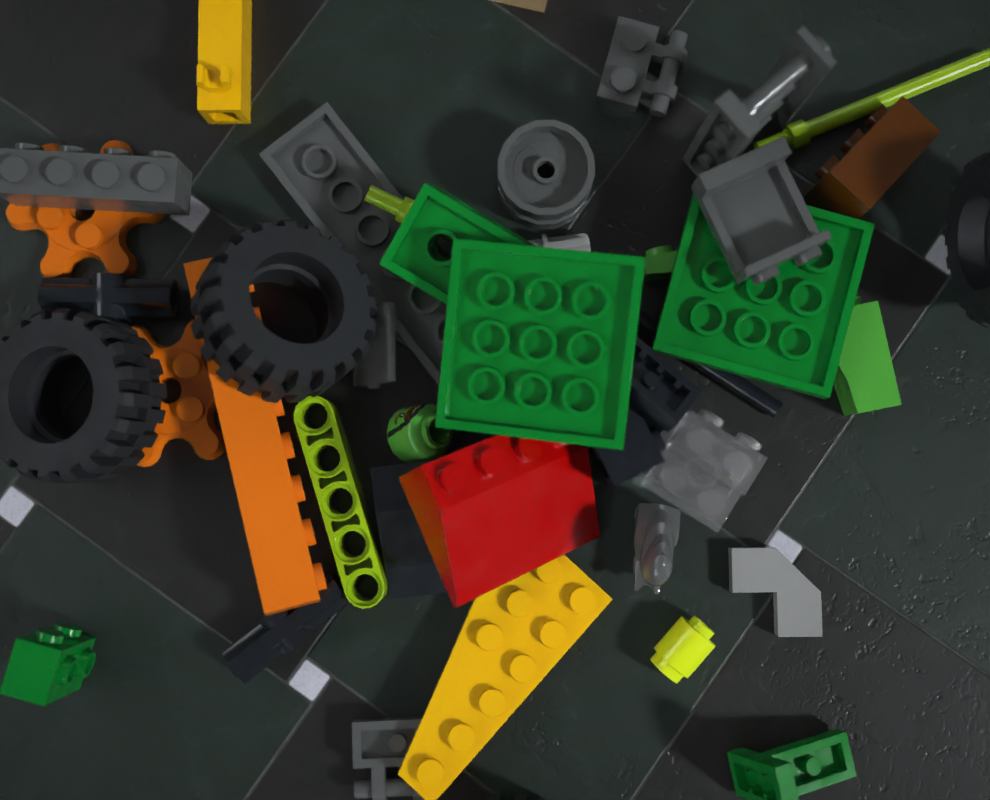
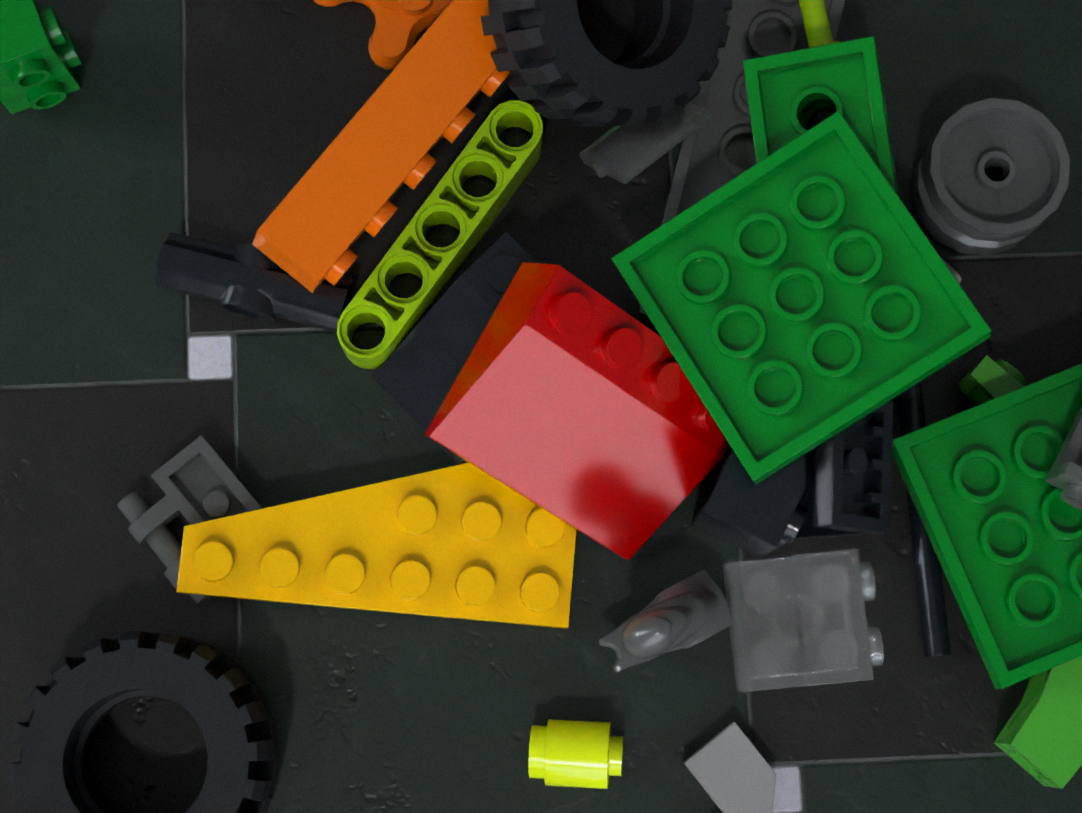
camera: 45 degrees right, 5 degrees down
(414, 434) = (586, 251): bright green head -> none

